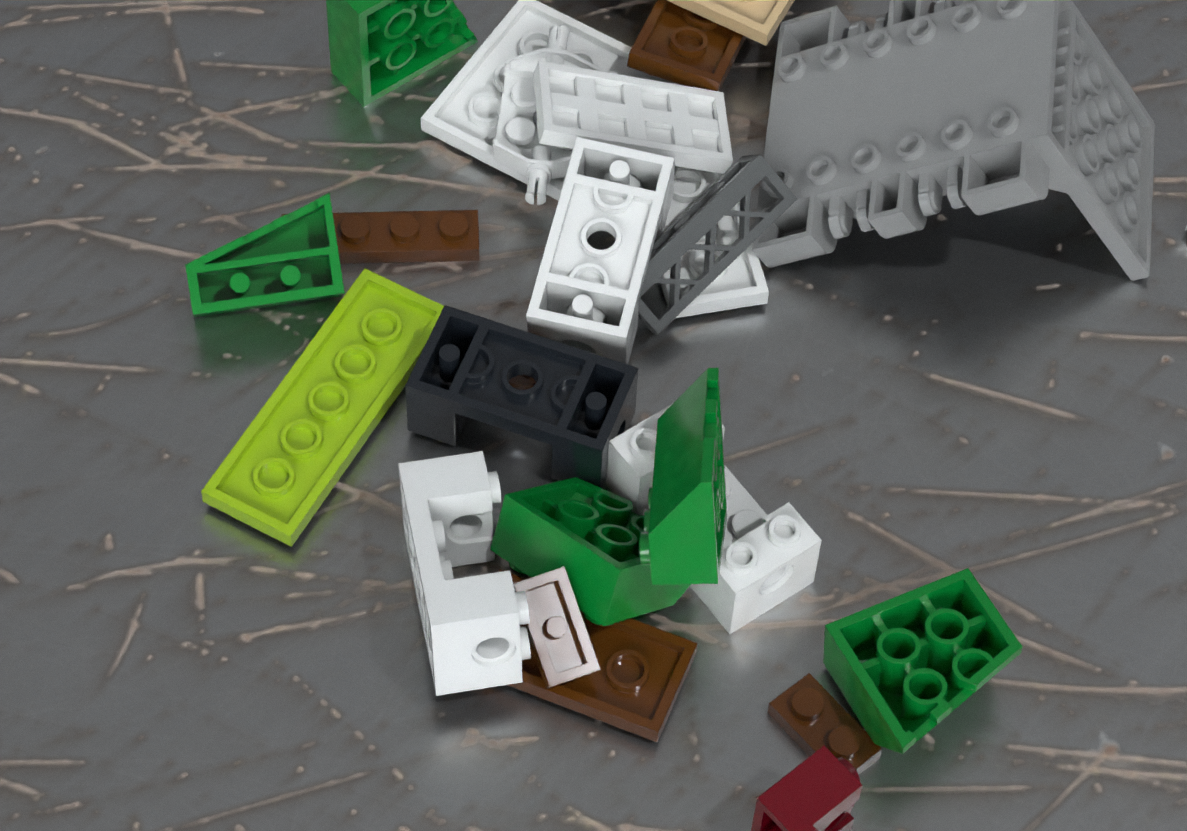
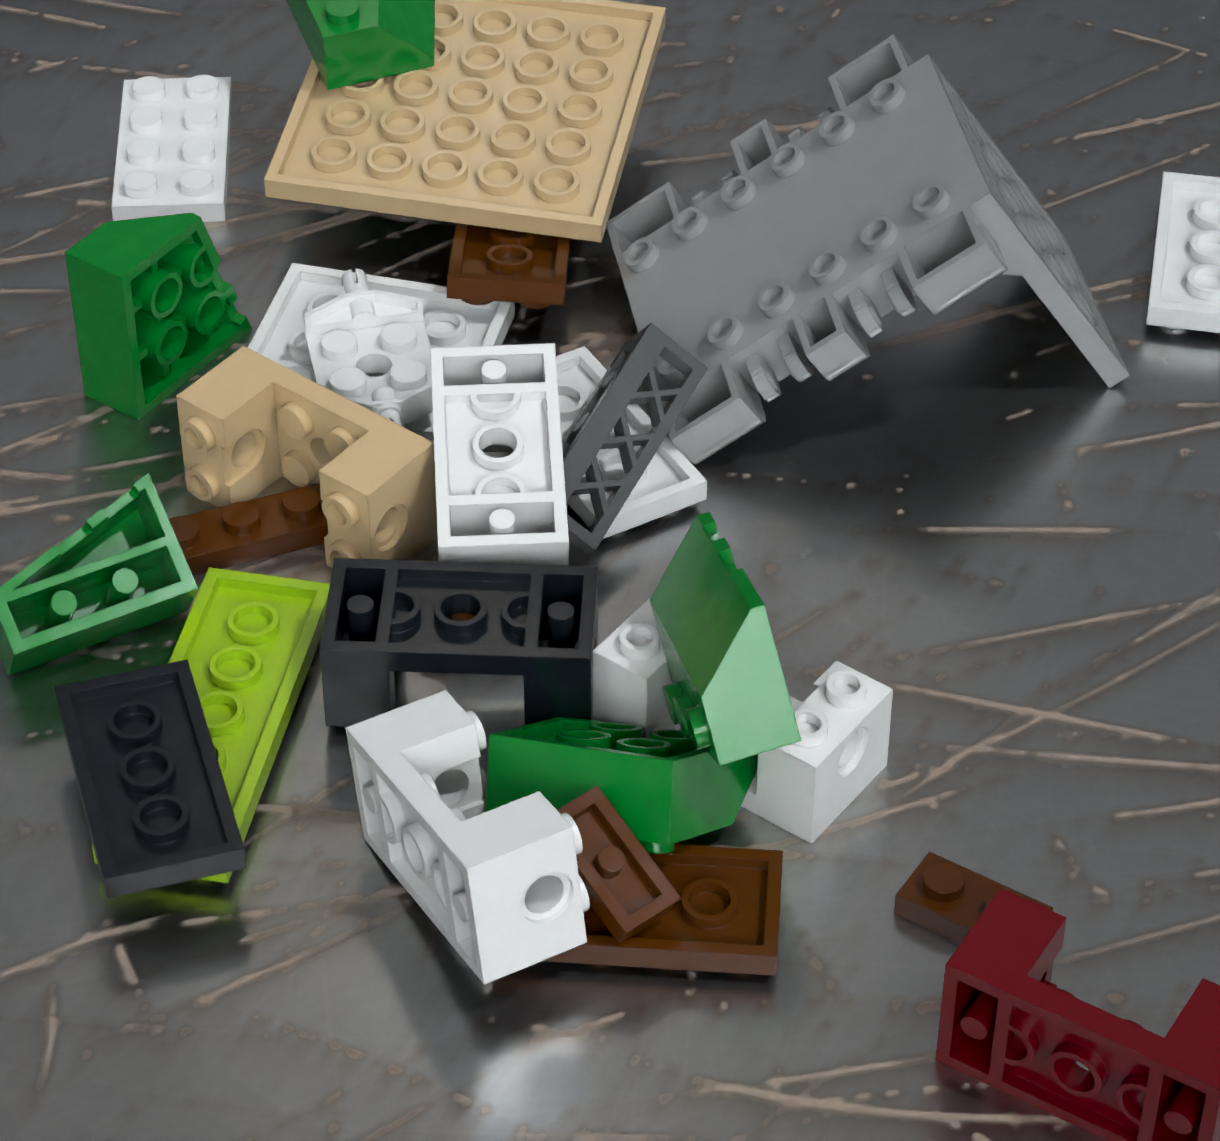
camera: 15 degrees left, 15 degrees down
(254, 451) = (149, 779): none -> black plate
(438, 150) = (263, 422): none -> tan plate
(632, 114) = (404, 328): white plate -> none
(917, 657) = (1053, 791): green wedge -> none

